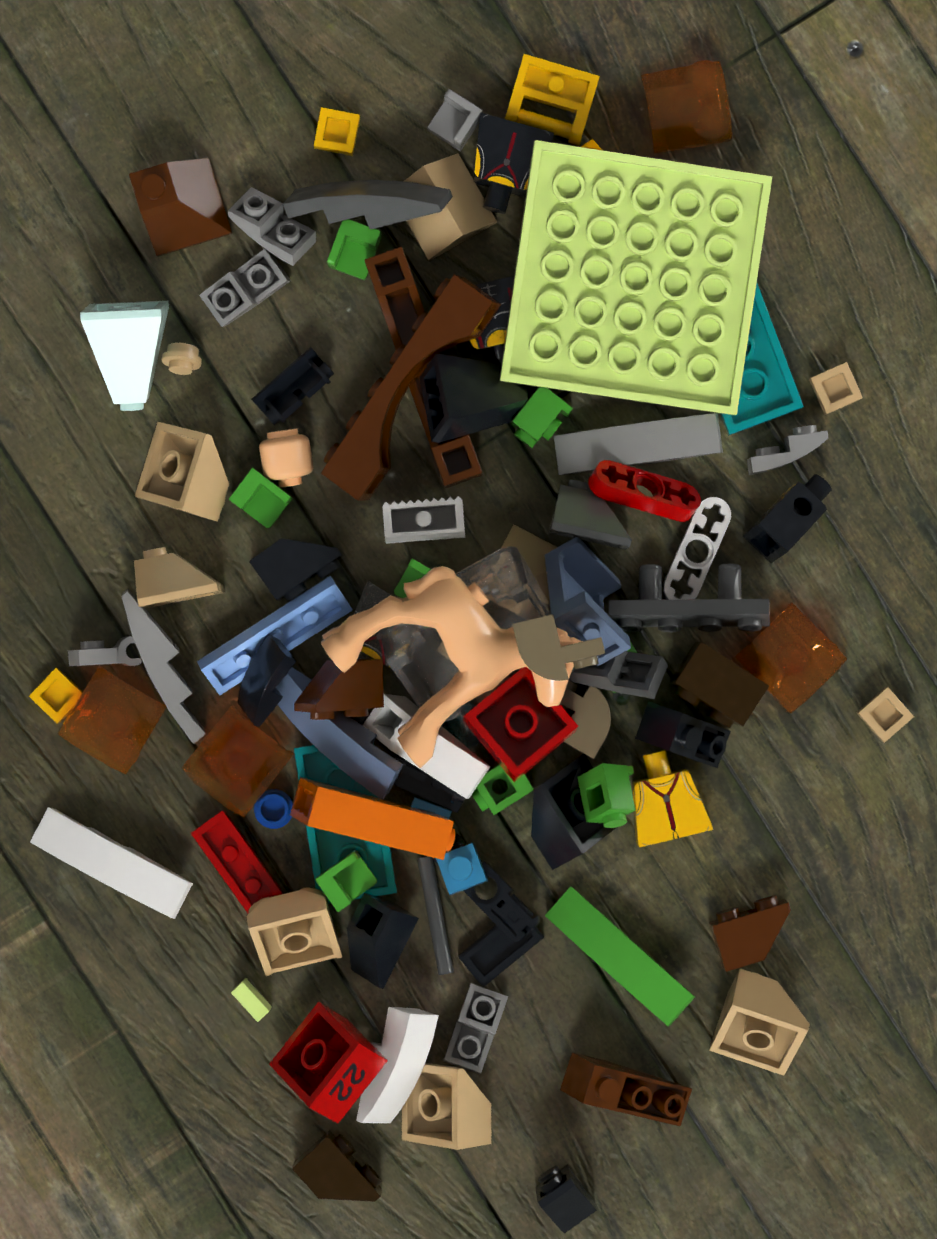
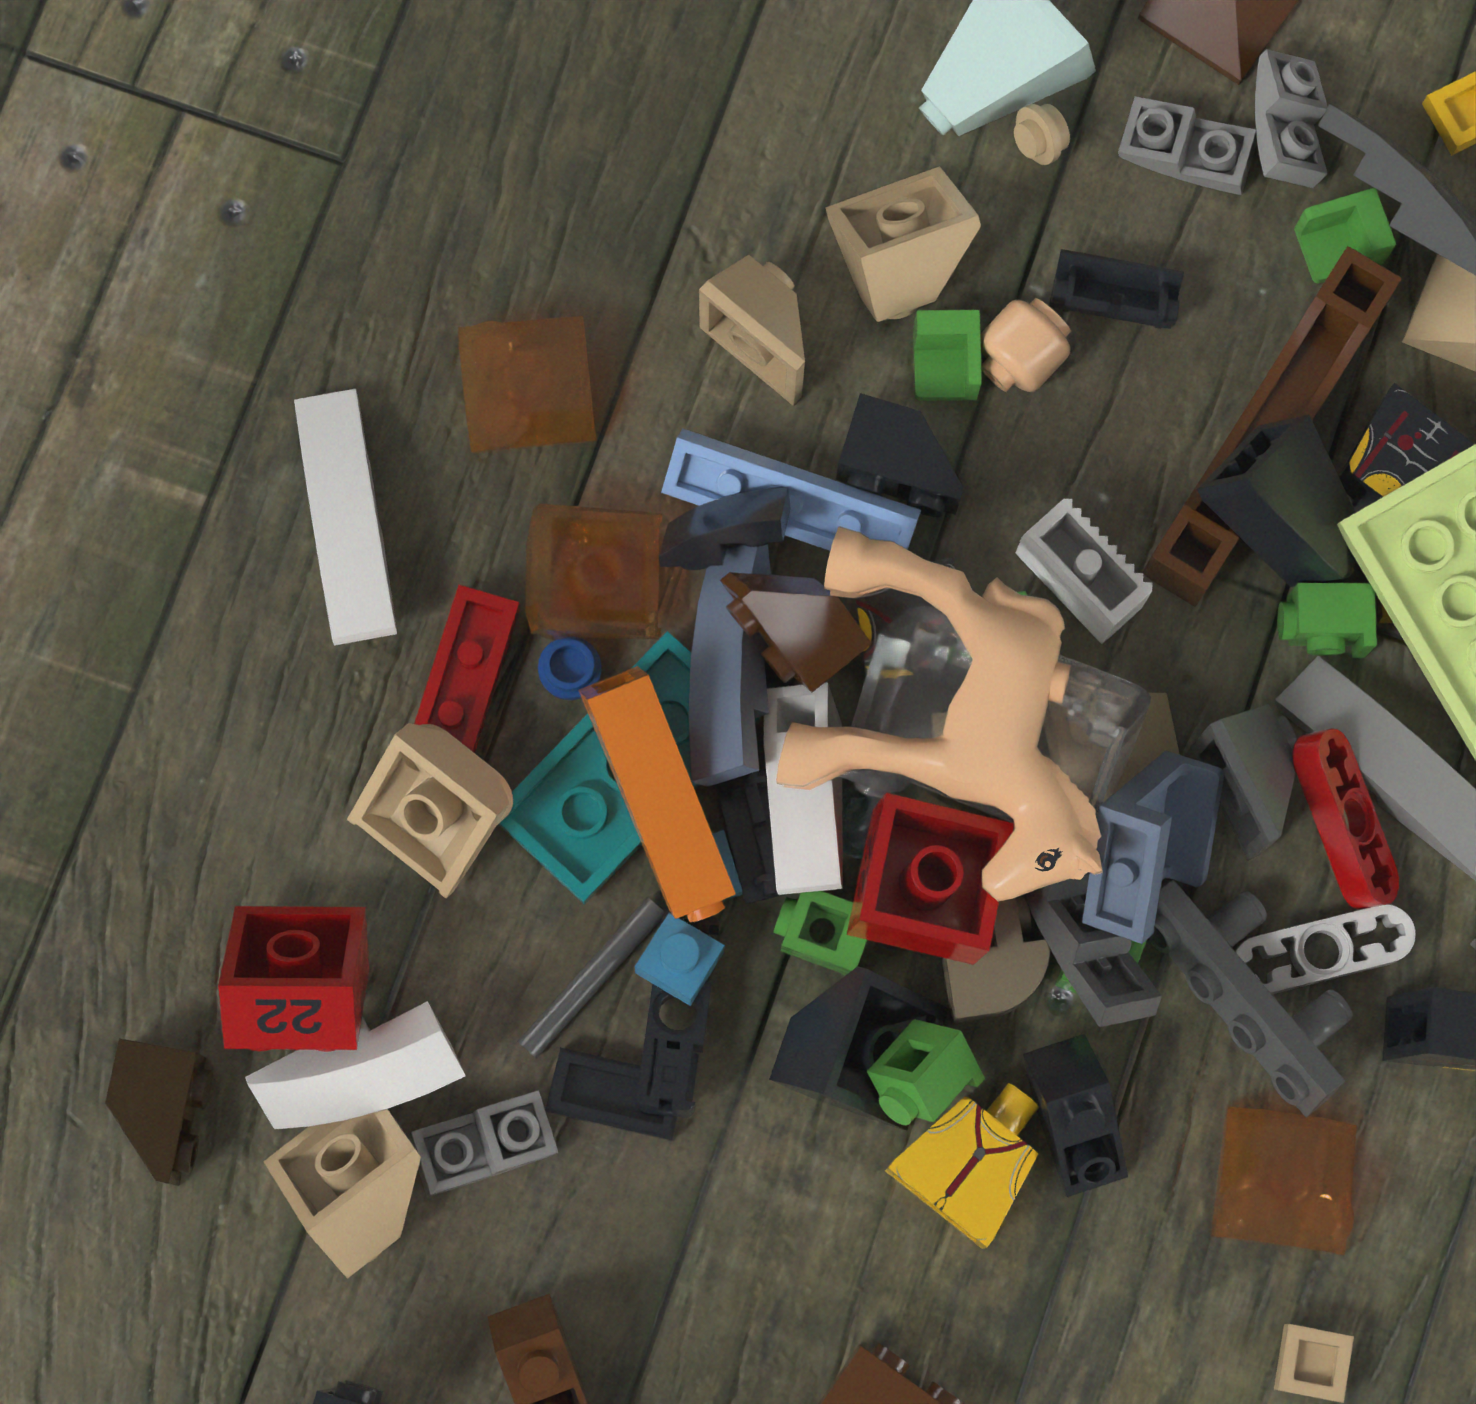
camera: 45 degrees right, 10 degrees down
(56, 695) = (504, 293): yellow tile -> none
(96, 654) = (594, 299): light grey plate -> none
(156, 651) = (653, 369): light grey slope -> none
(251, 999) = (302, 823): yellowish green tile -> none
(346, 880) = (551, 820): bright green panel -> none
(364, 454) = (1368, 408): reddish brown arch -> none
(378, 938) = (506, 921): black slope -> none
(542, 651) = (1055, 823): dark tan brick -> none
(619, 956) = (724, 1259): bright green slope -> none
(718, 684) = (1179, 1104): dark brown brick -> none

